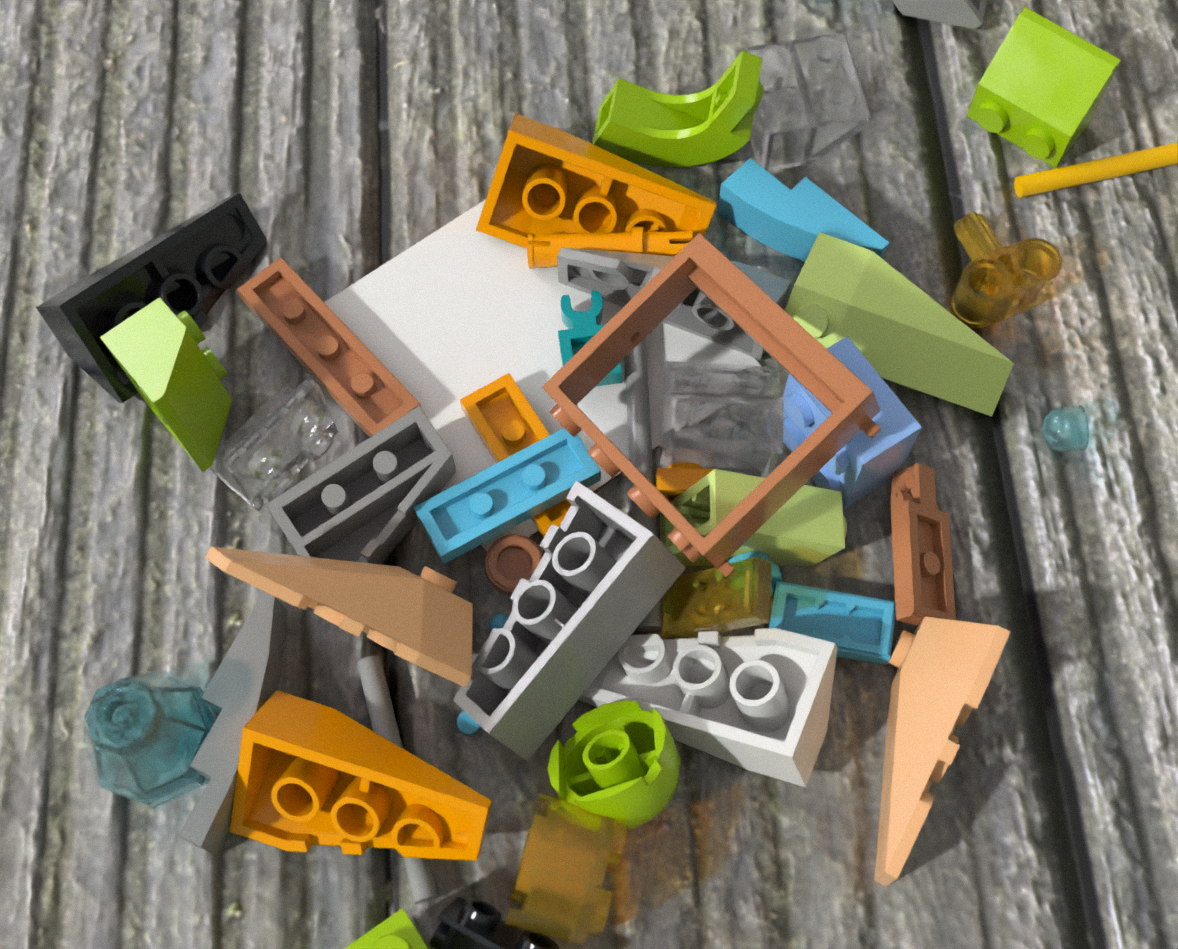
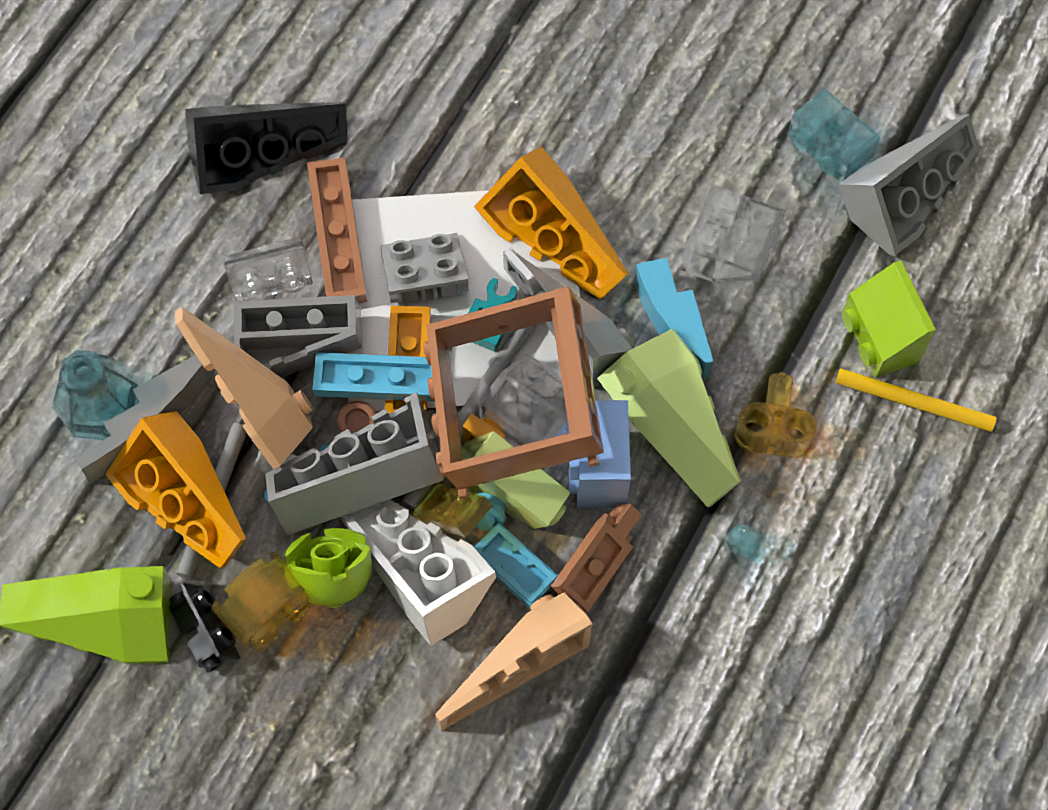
camera: 30 degrees right, 0 degrees up
(174, 376) = (233, 198): lime slope -> none
(467, 329) = (424, 265): none -> light grey hinge
(546, 247) = (559, 271): light orange pin -> none
(681, 128) = (640, 211): lime arch -> none

